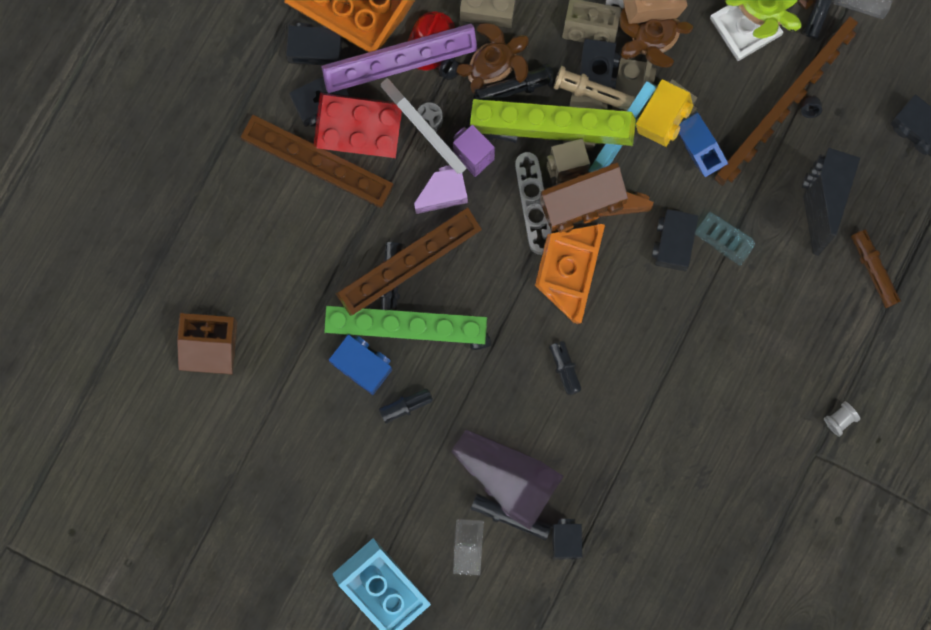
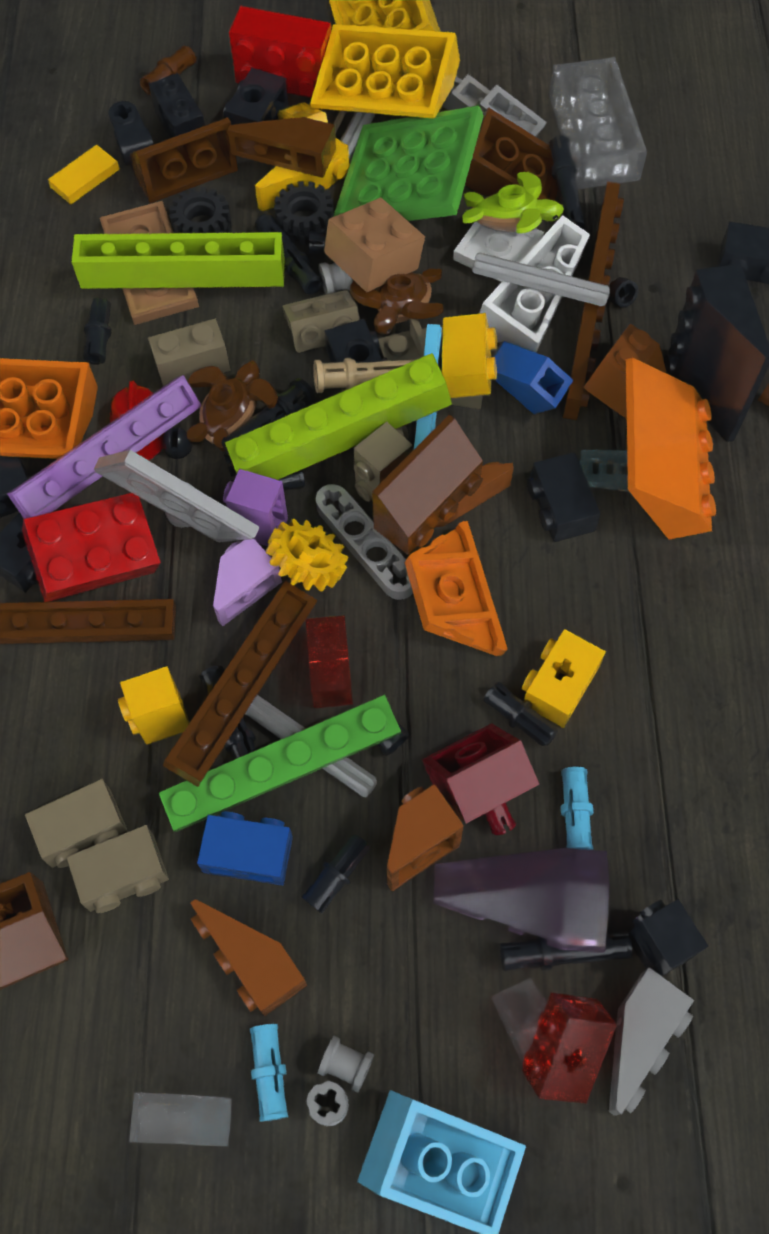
camera: 30 degrees left, 15 degrees down
(255, 493) = (180, 1119): none -> clear slope
(271, 298) = (75, 823): none -> dark tan brick
(283, 338) = (118, 870): none -> dark tan brick
(313, 493) = (268, 1072): none -> medium azure pin
(328, 526) = (315, 1109): none -> light grey bush
(336, 433) = (258, 960): none -> dark orange slope
(348, 251) = (153, 706): none -> yellow brick
(356, 512) = (345, 1064): none -> light grey bush
(423, 306) = (283, 726): none -> light grey axle
(462, 410) = (422, 835): none -> dark orange slope
(467, 275) = (329, 661): none -> clear red brick
(478, 567) = (568, 1048): none -> clear red brick
(489, 197) = (306, 555): none -> yellow gear
(517, 394) = (482, 775): none -> dark red brick
(532, 577) = (644, 1026): none -> light grey slope
(565, 442) = (576, 808): none -> medium azure pin
(619, 357) = (568, 656): none -> yellow brick
(741, 81) = (524, 313): none -> white wedge
(748, 79) = (541, 279): none -> light grey axle
(756, 247) = (669, 451): none -> orange slope
(769, 180) = (609, 379): none -> dark orange slope

